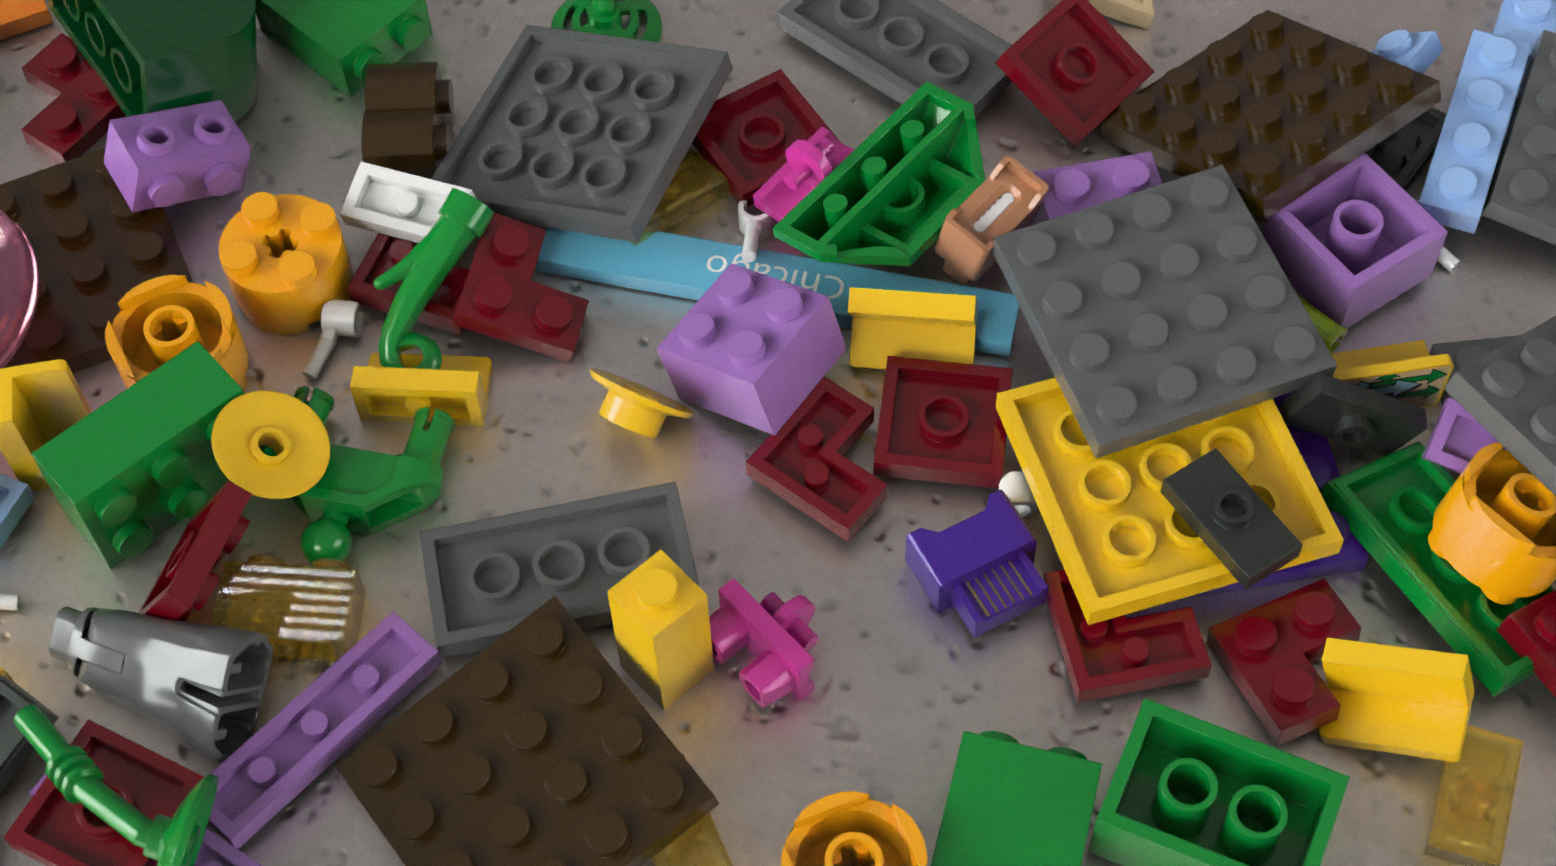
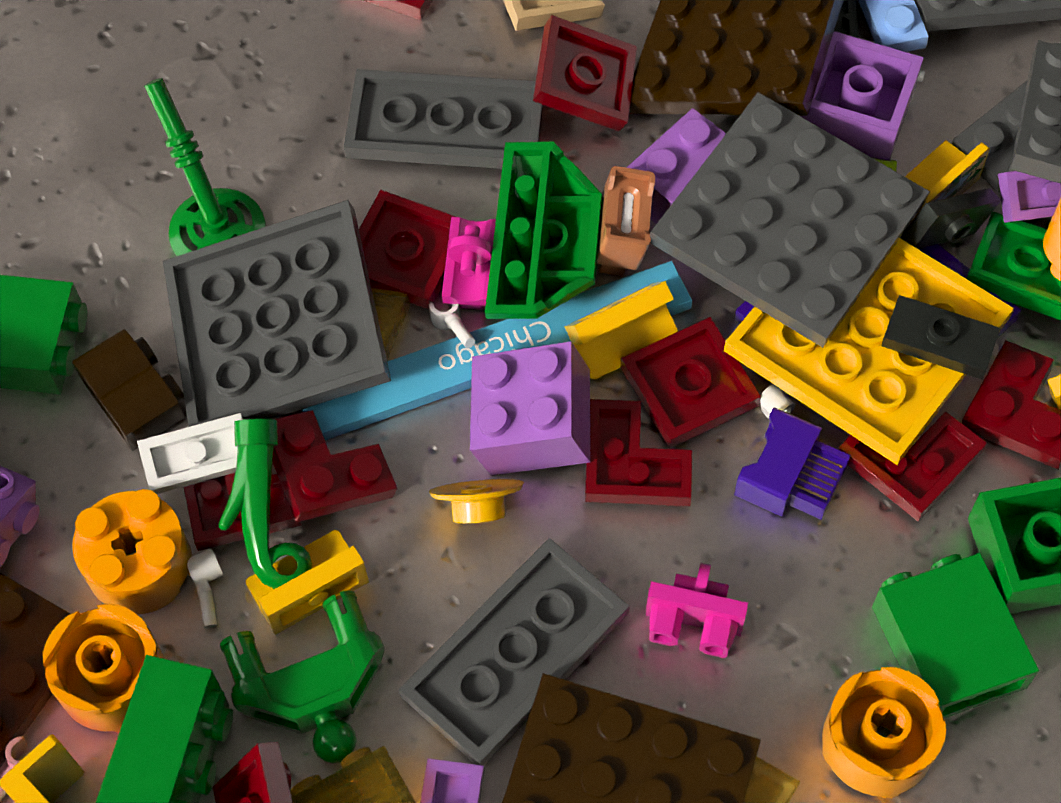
camera: 35 degrees left, 5 degrees up
(274, 422) = (271, 682): yellow piece -> none
(662, 629) = (638, 648): yellow brick -> none

